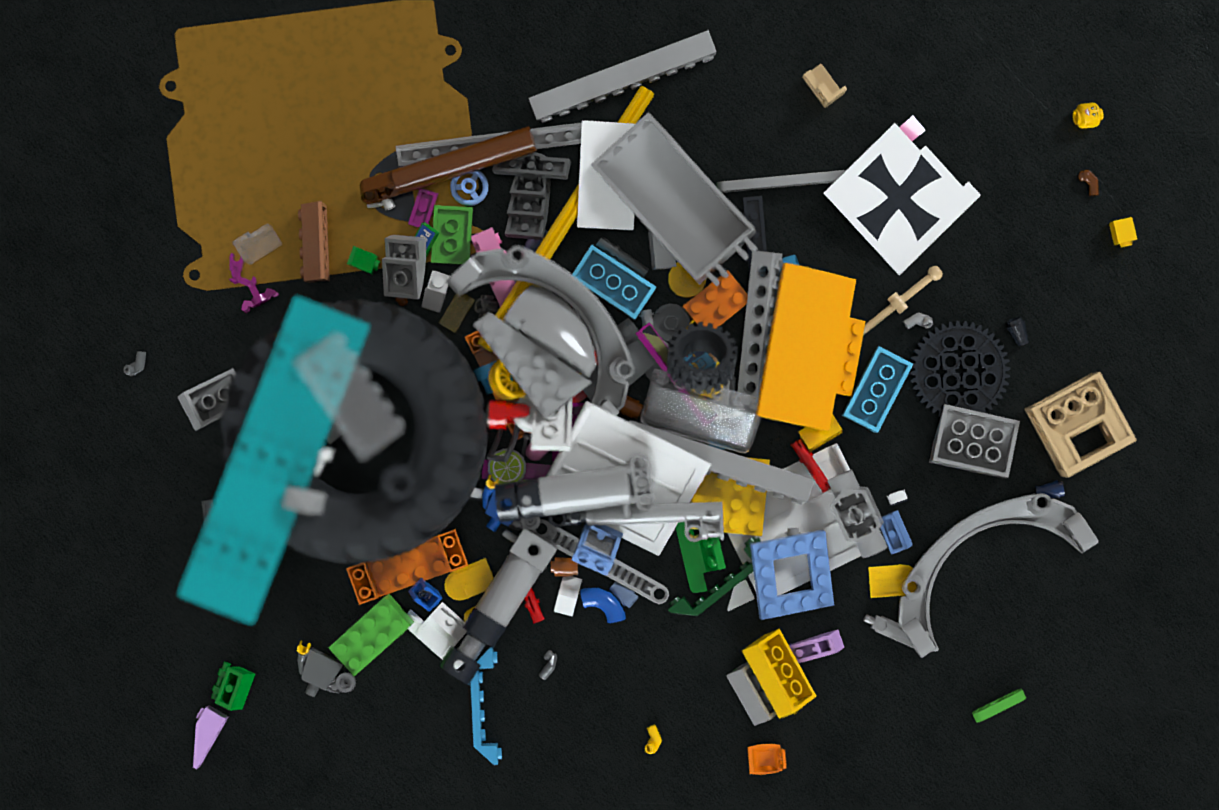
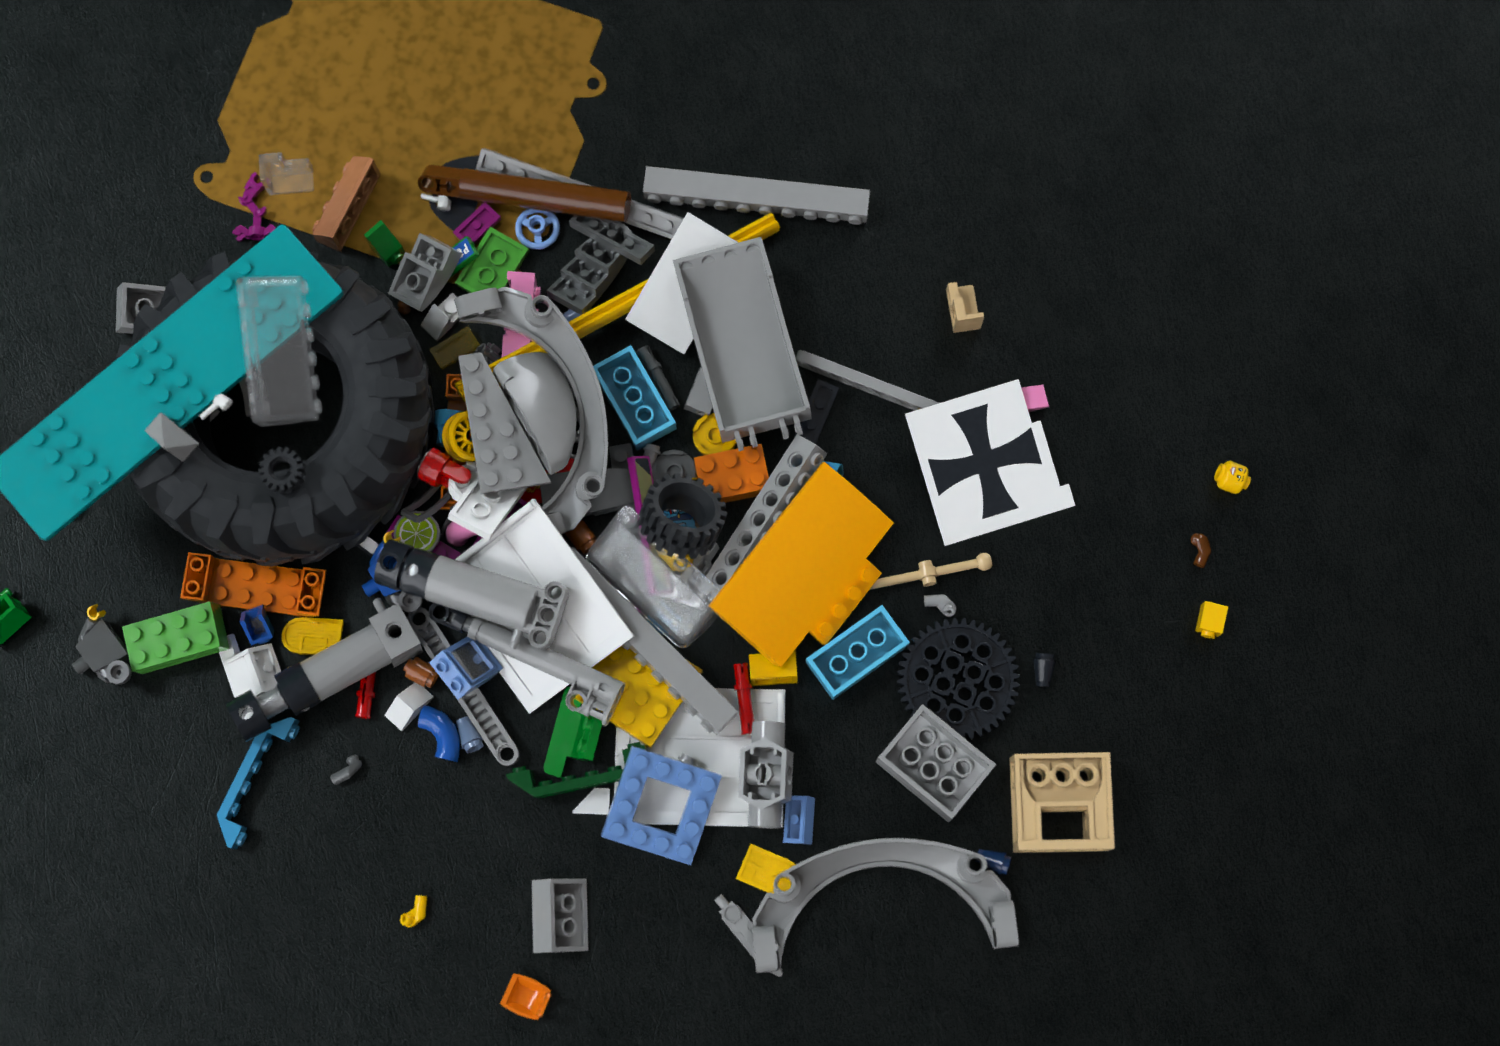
camera: 25 degrees right, 10 degrees down
(137, 366) = (94, 238): dark grey arm -> none
(779, 673) = (590, 906): yellow brick -> none
(817, 646) = (642, 900): lavender slope -> none
(897, 498) = (820, 783): white piece -> none

